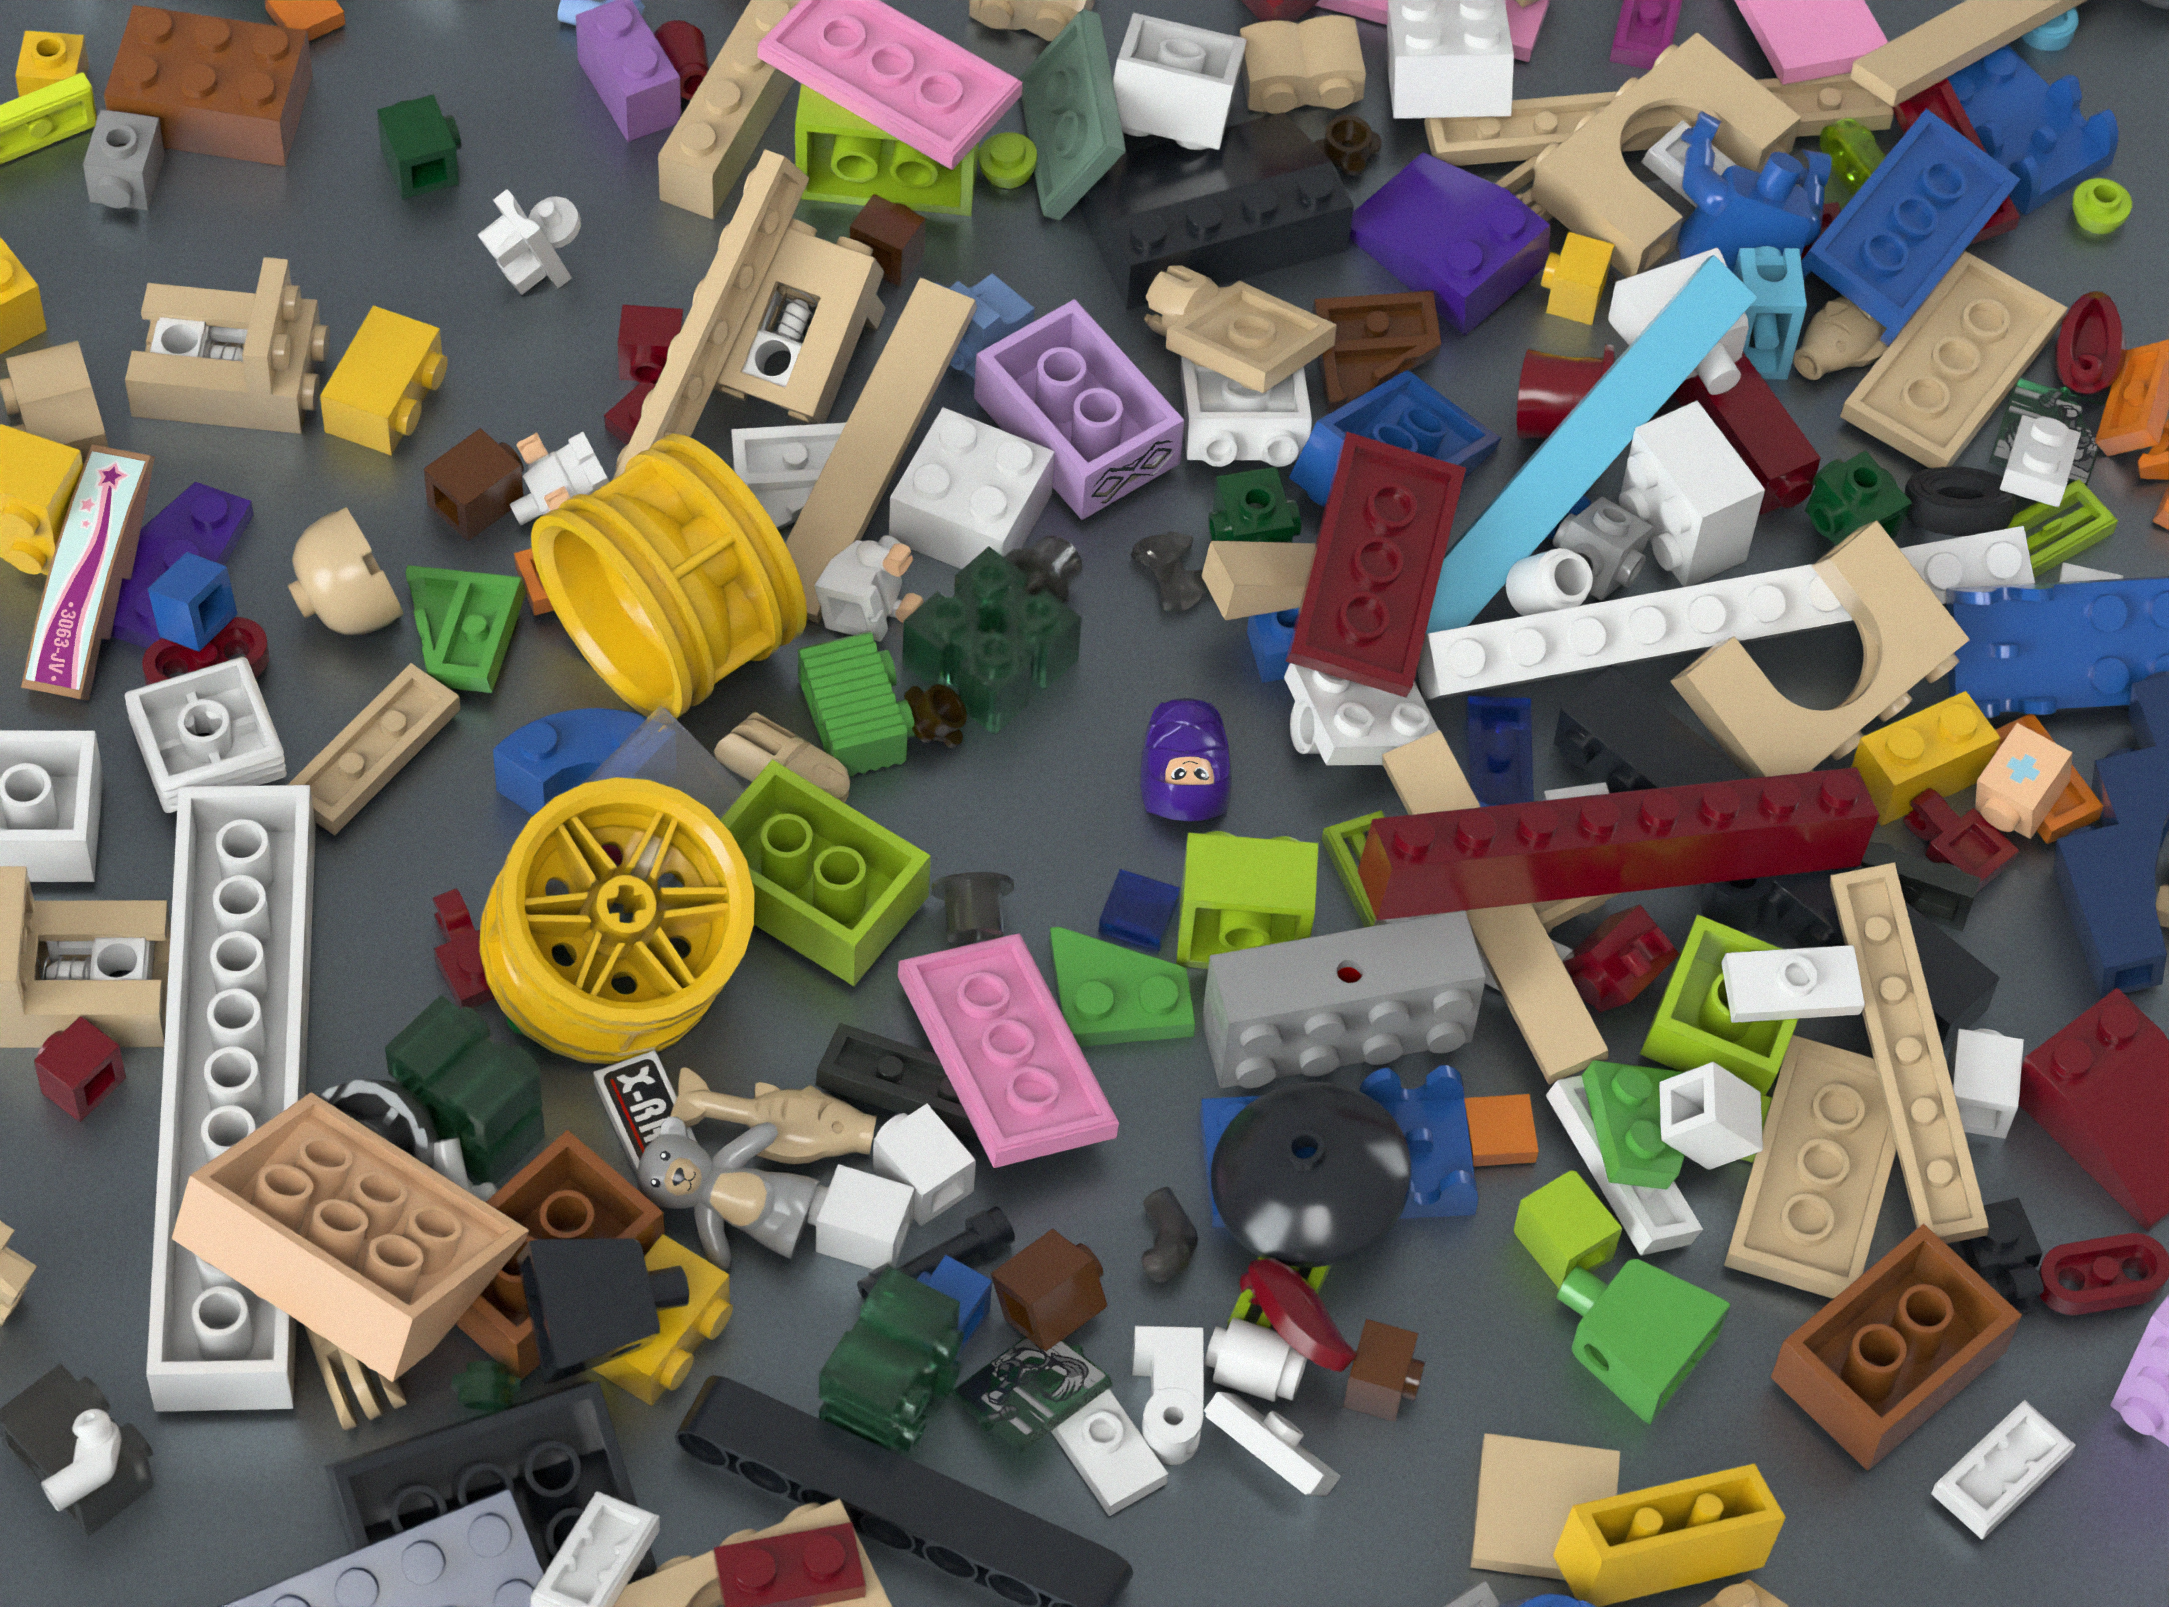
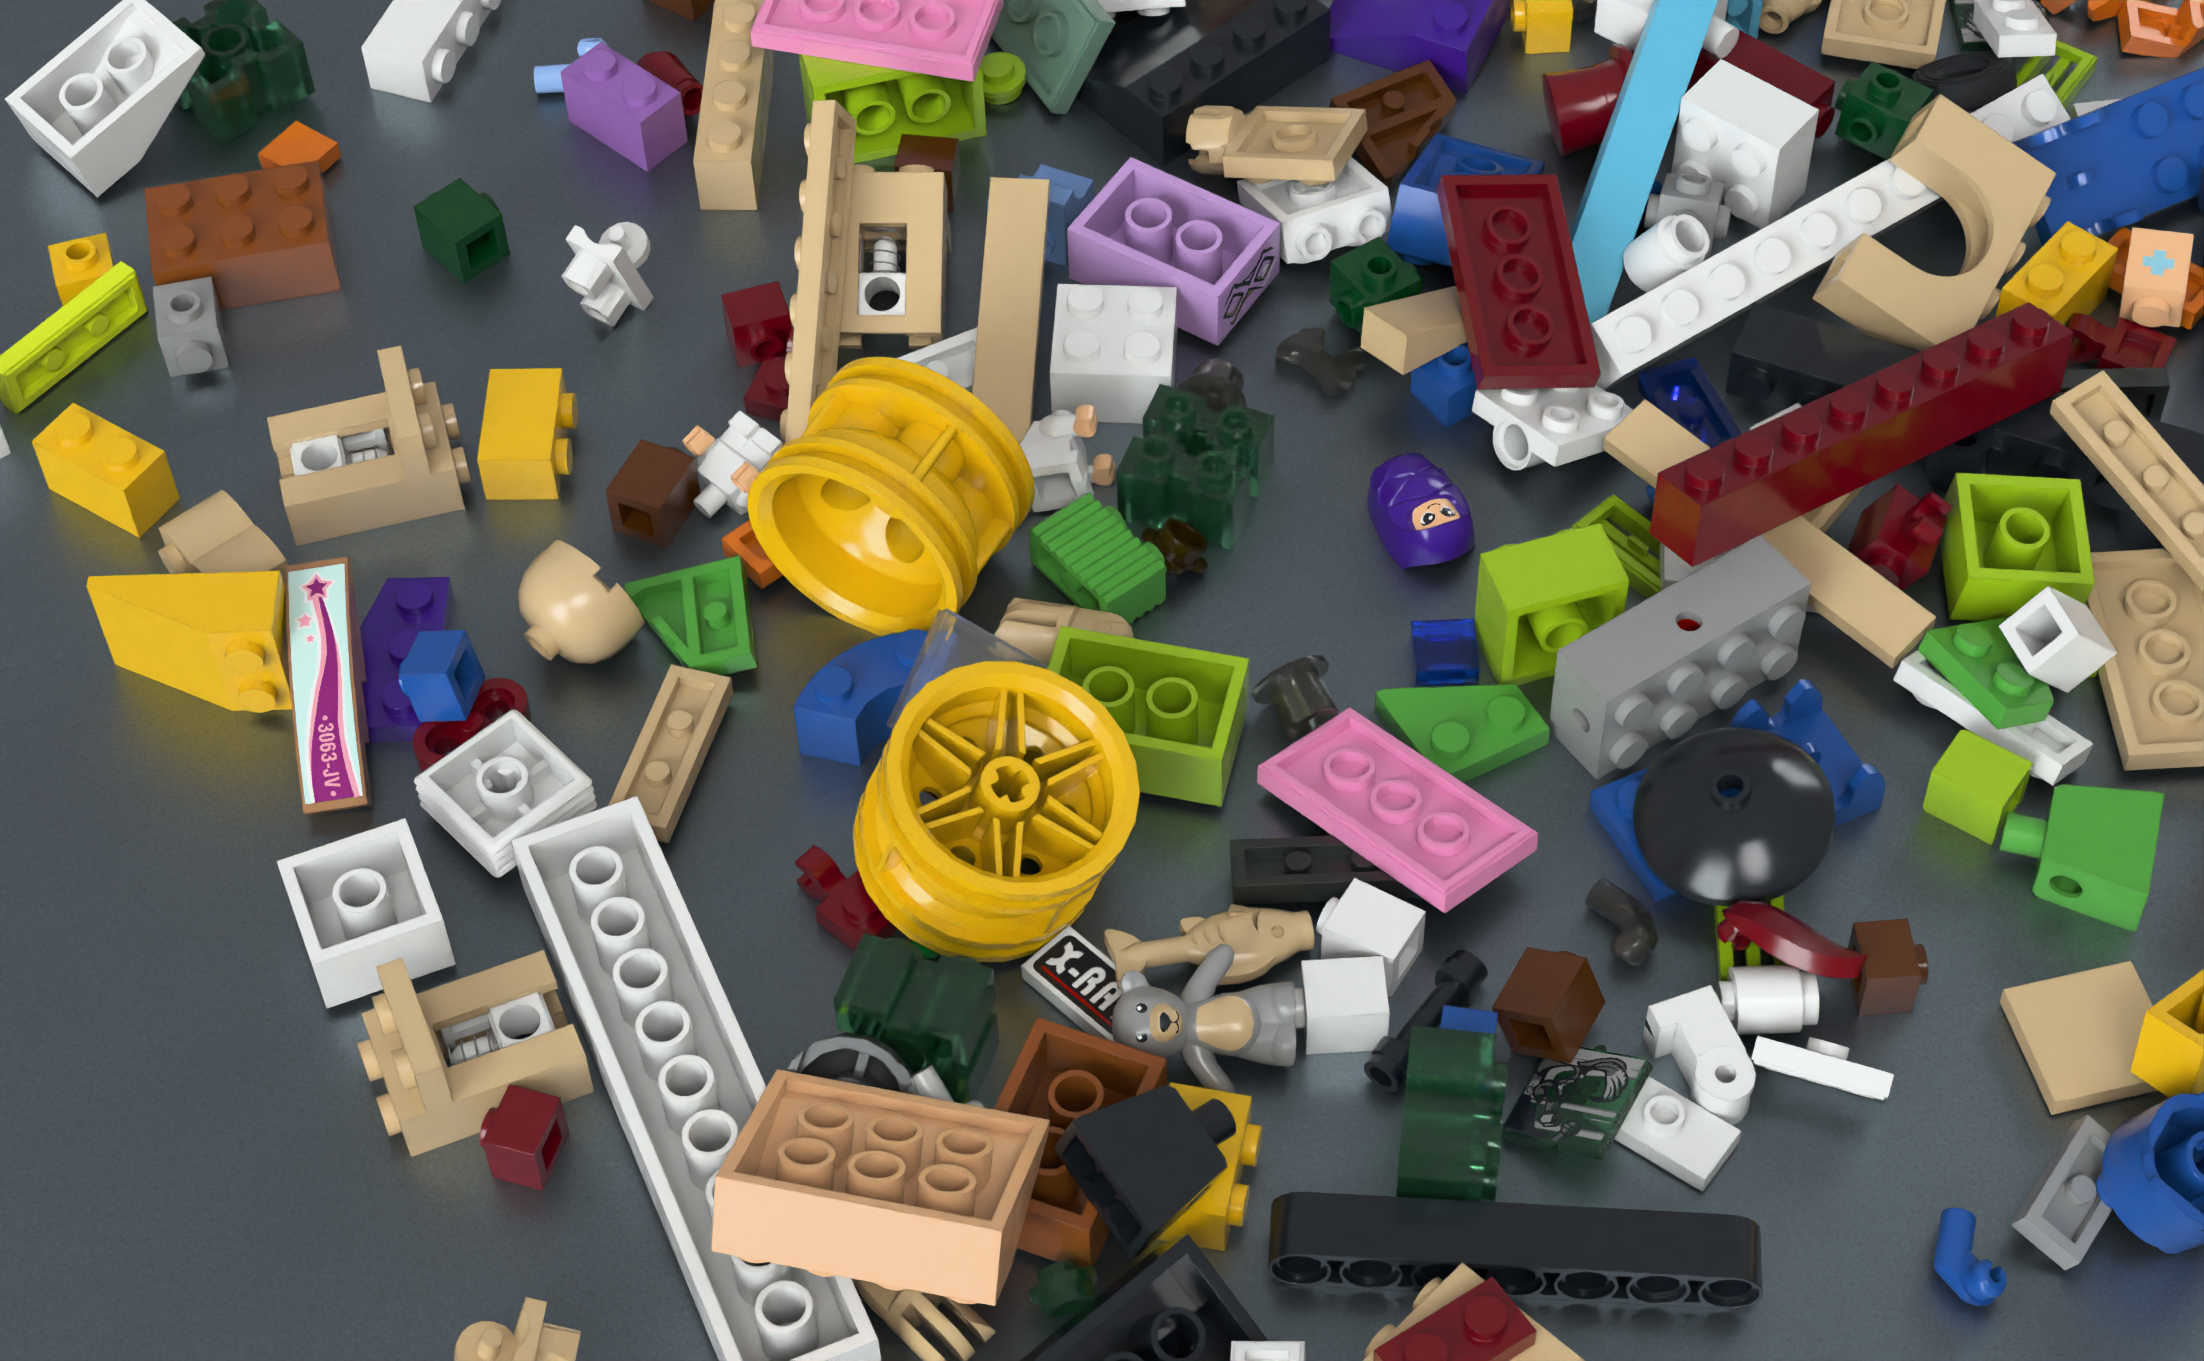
camera: 15 degrees left, 5 degrees down
(1501, 1130) = (1869, 723): orange tile -> none
(1792, 983) = (2071, 501): white plate -> none

